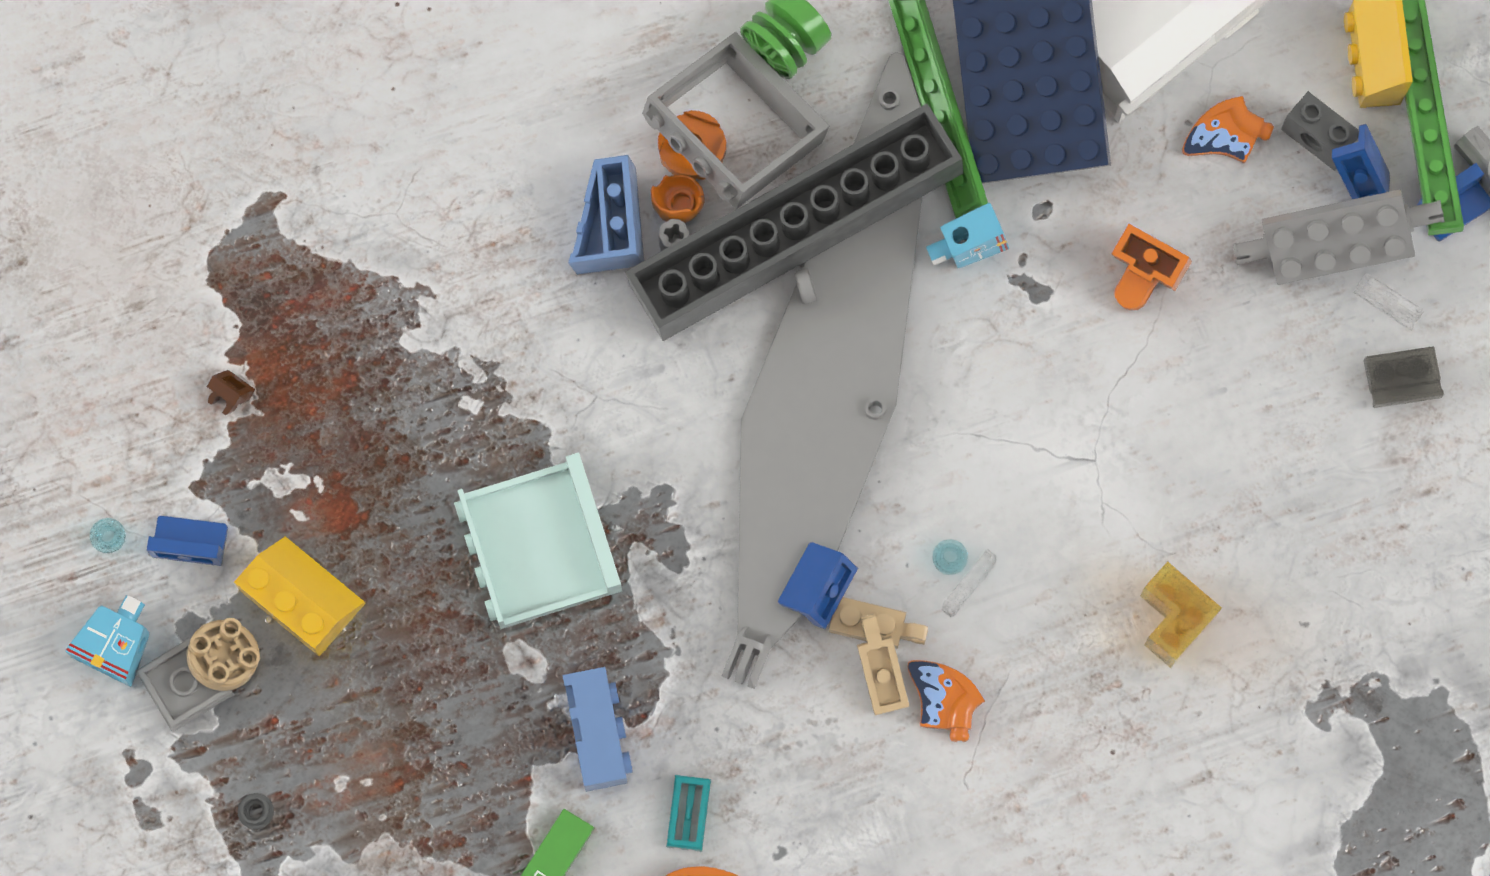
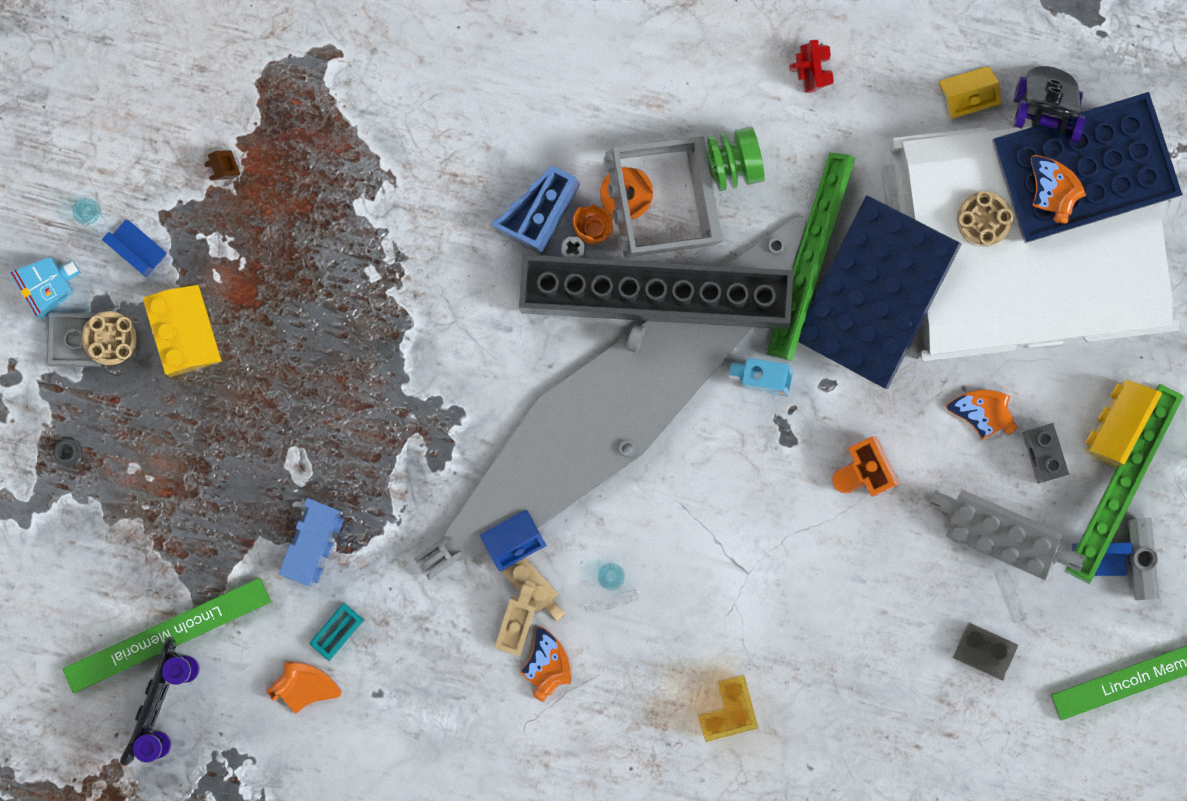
camera: 30 degrees right, 10 degrees up
(538, 543) = (354, 394): light aqua panel -> none
(1362, 166) = (1054, 498): blue panel -> none

